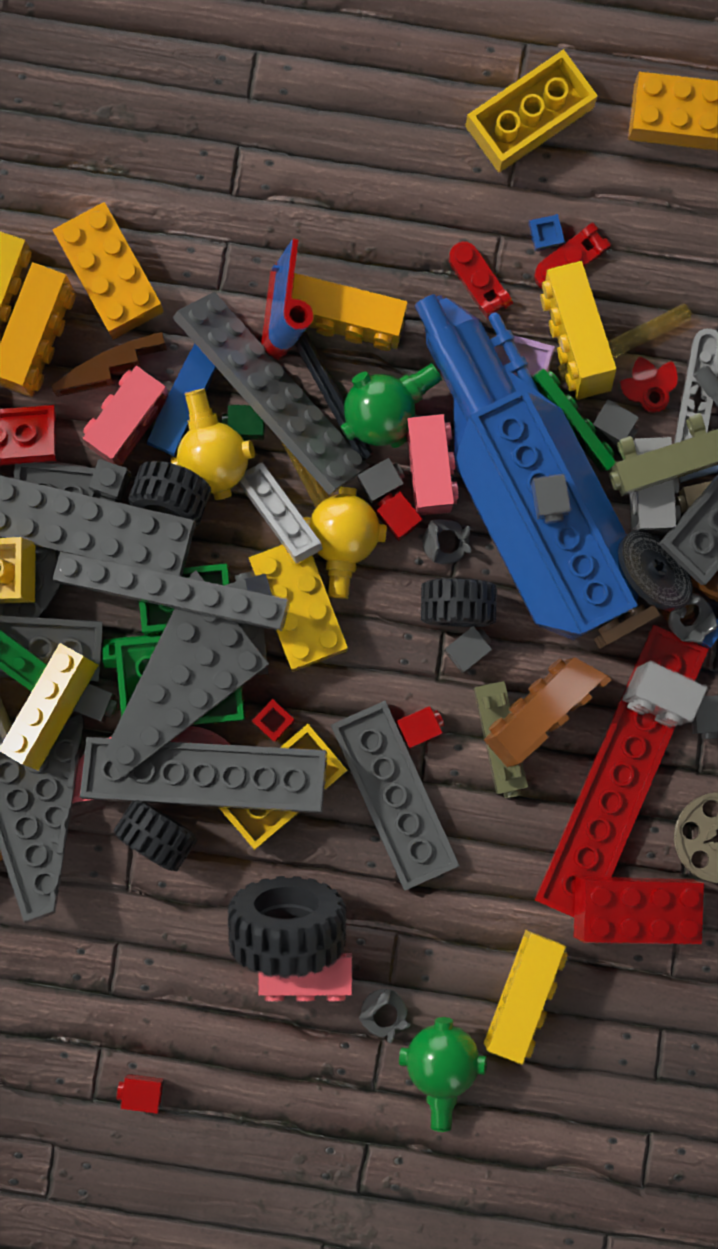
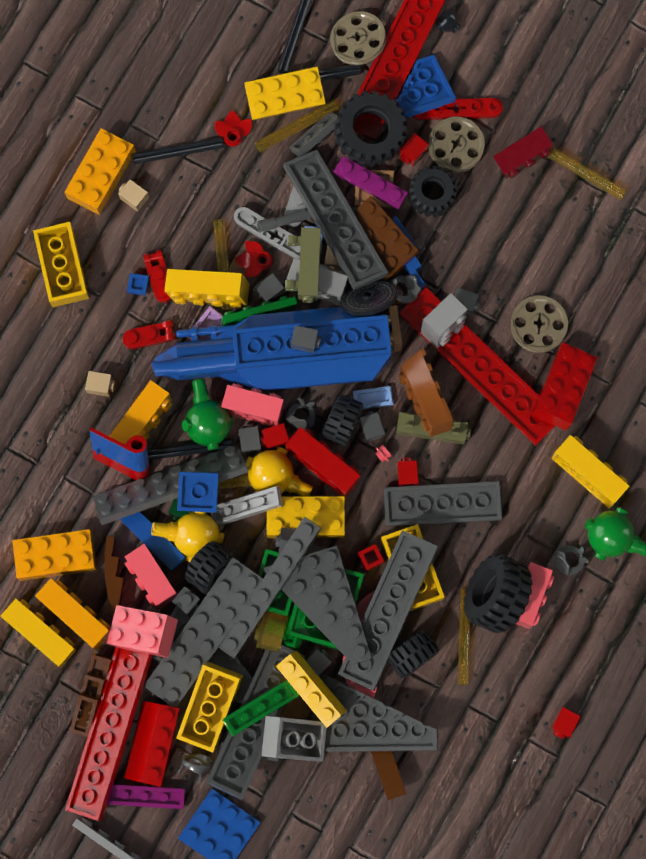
camera: 65 degrees left, 5 degrees down
(40, 434) = (142, 631): none -> coral brick
(110, 618) = (270, 631): none -> clear yellow brick
(200, 904) = (464, 643): none -> clear yellow axle
(270, 433) = (197, 491): none -> blue plate
(379, 236) = (99, 384): none -> tan brick
(385, 598) = (323, 462): none -> red brick
(435, 680) = (383, 454): none -> coral plate
(514, 636) = (374, 397): none -> light blue tile
(676, 173) = (133, 195): none -> tan brick

